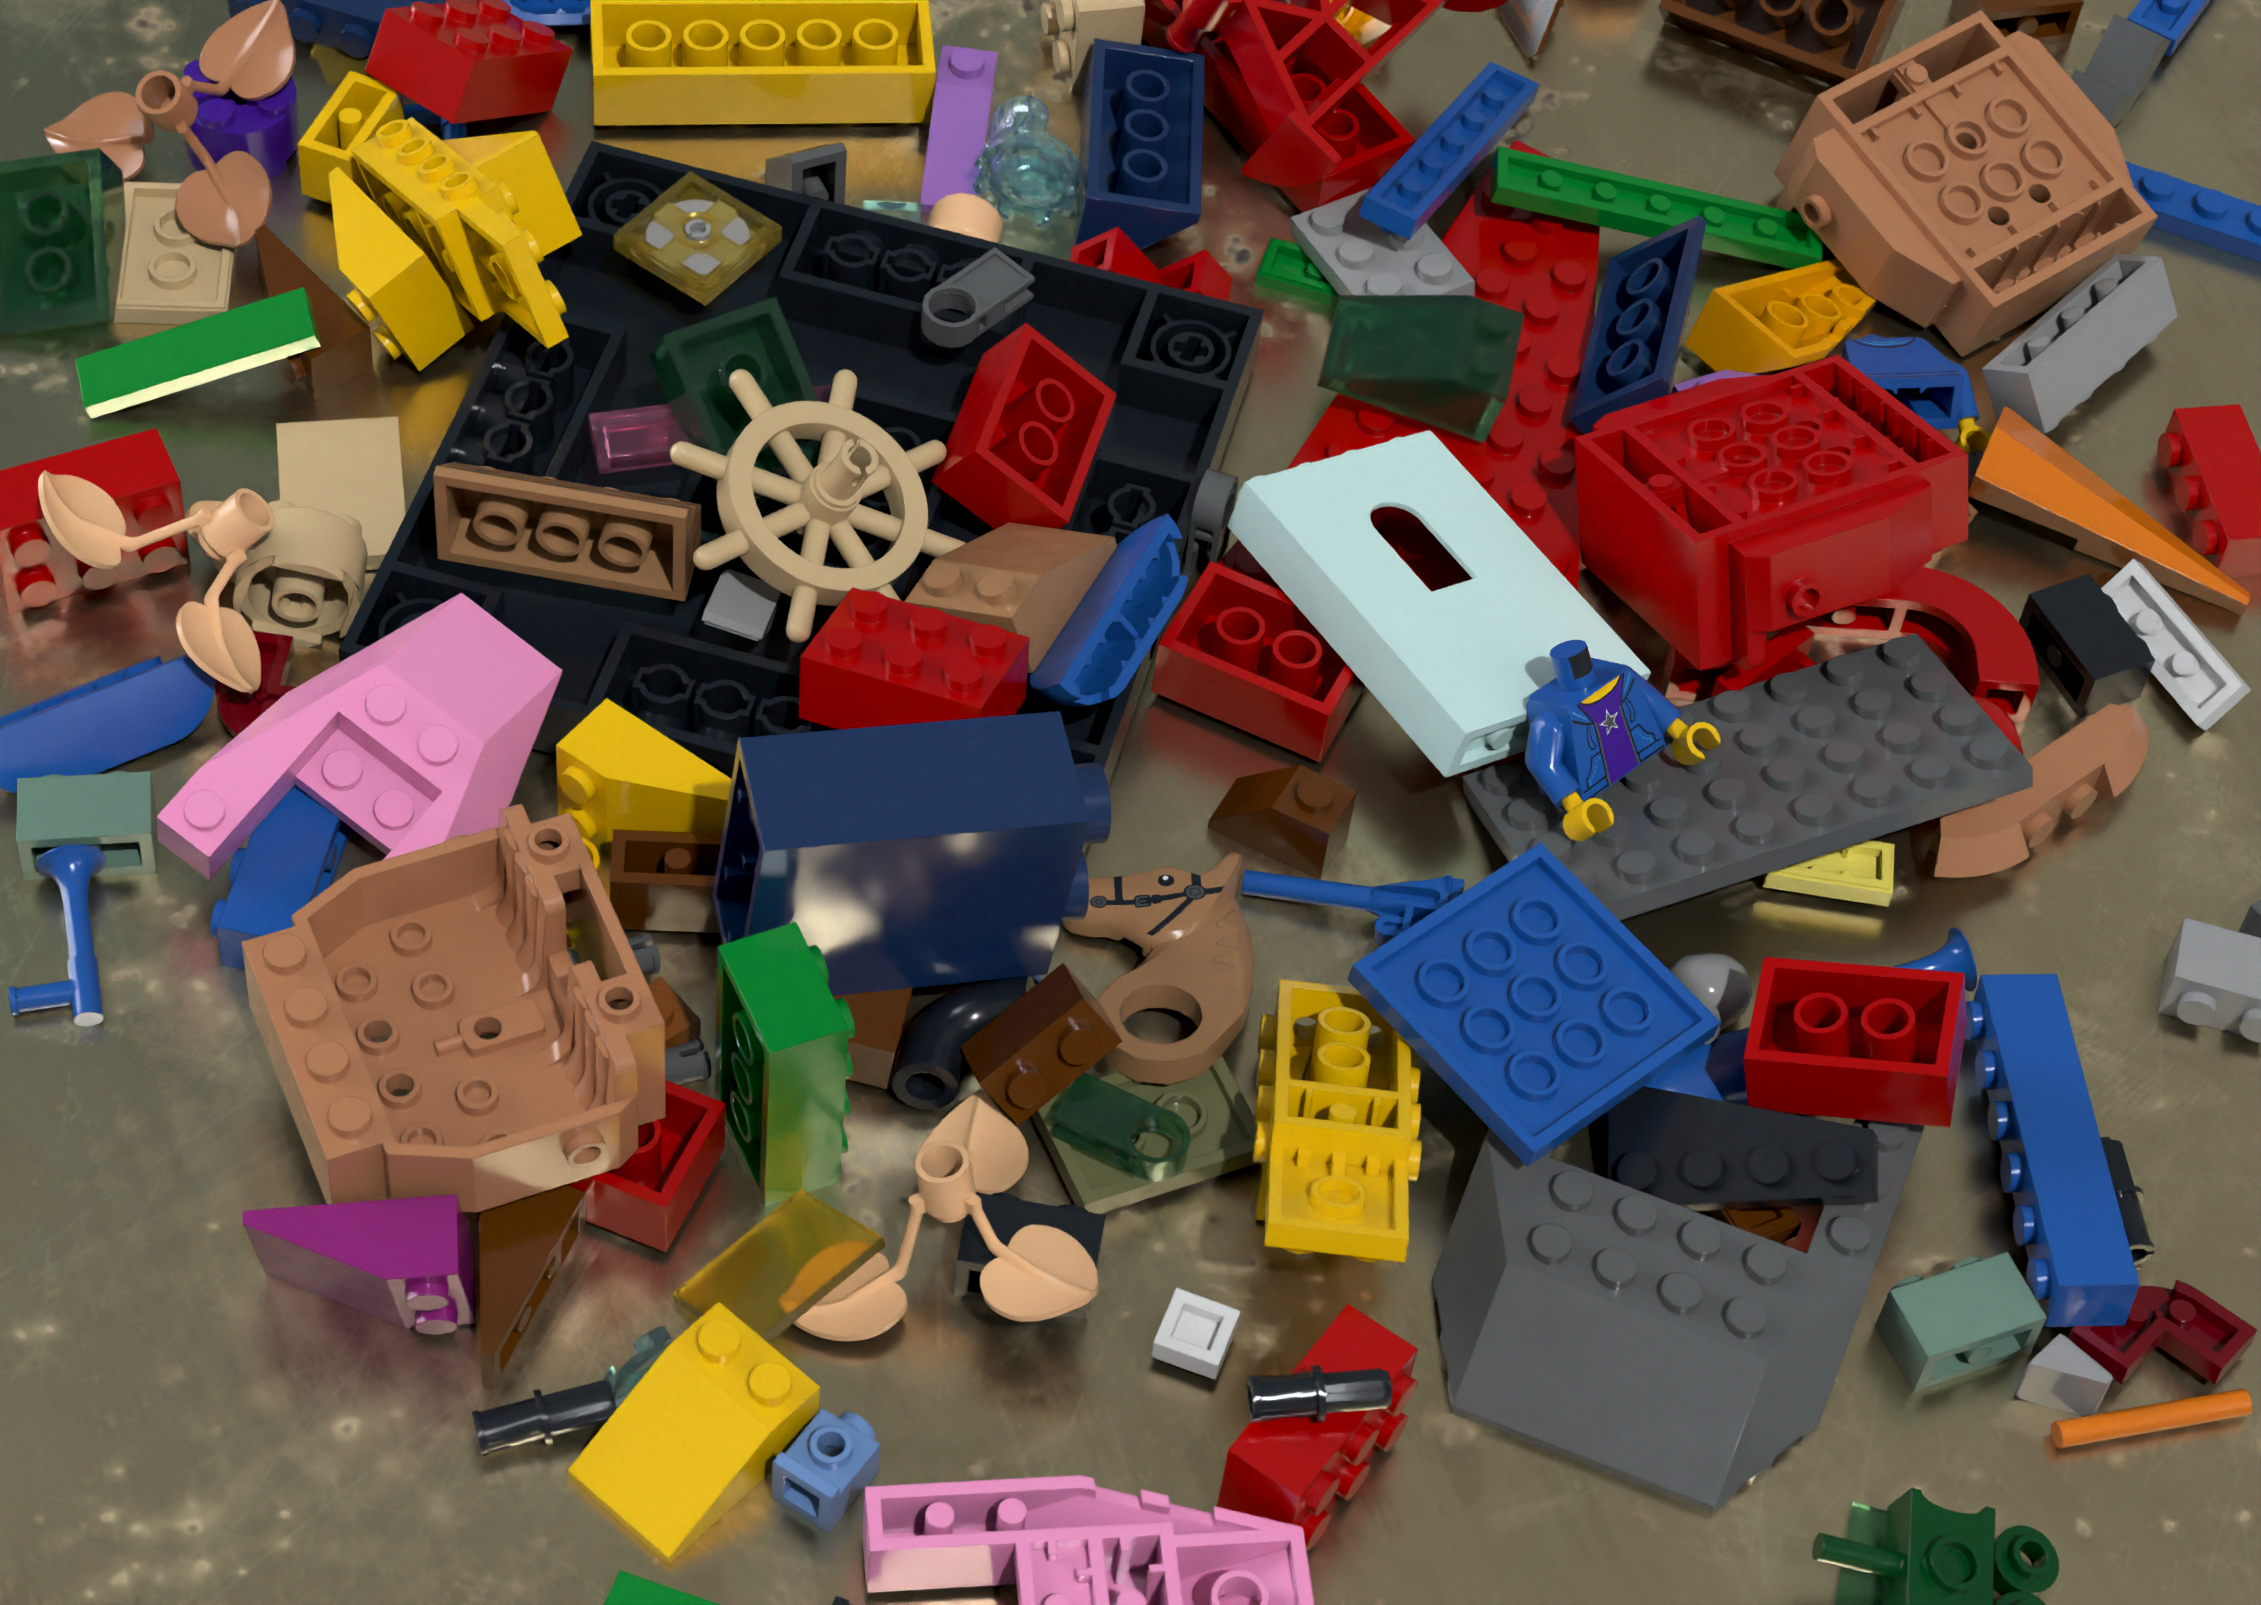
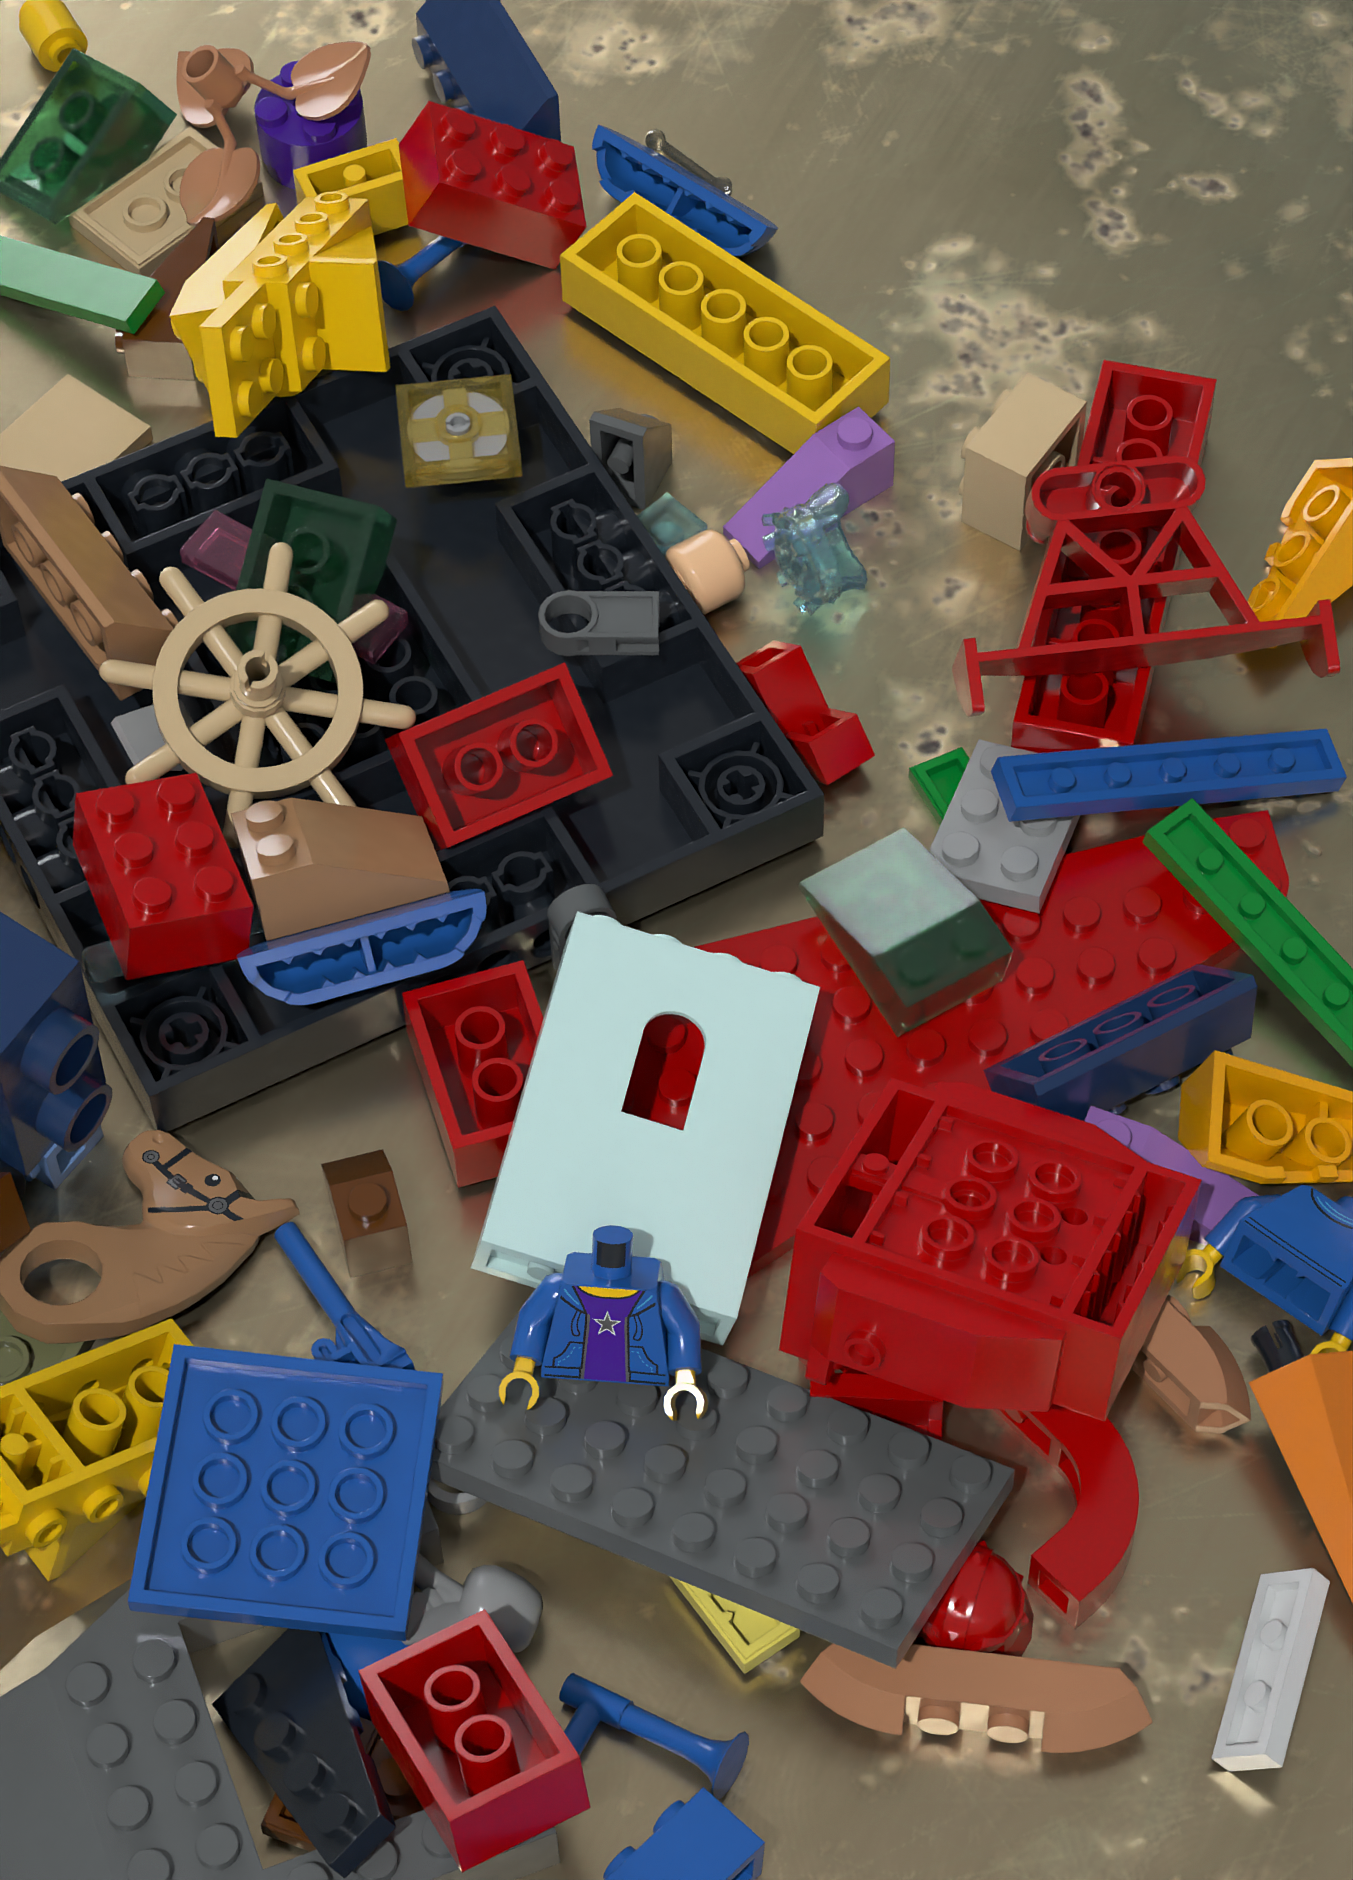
camera: 55 degrees right, 5 degrees up
(1140, 142) = (918, 589): dark blue slope -> none
(2086, 645) = (1192, 1606): black brick -> none

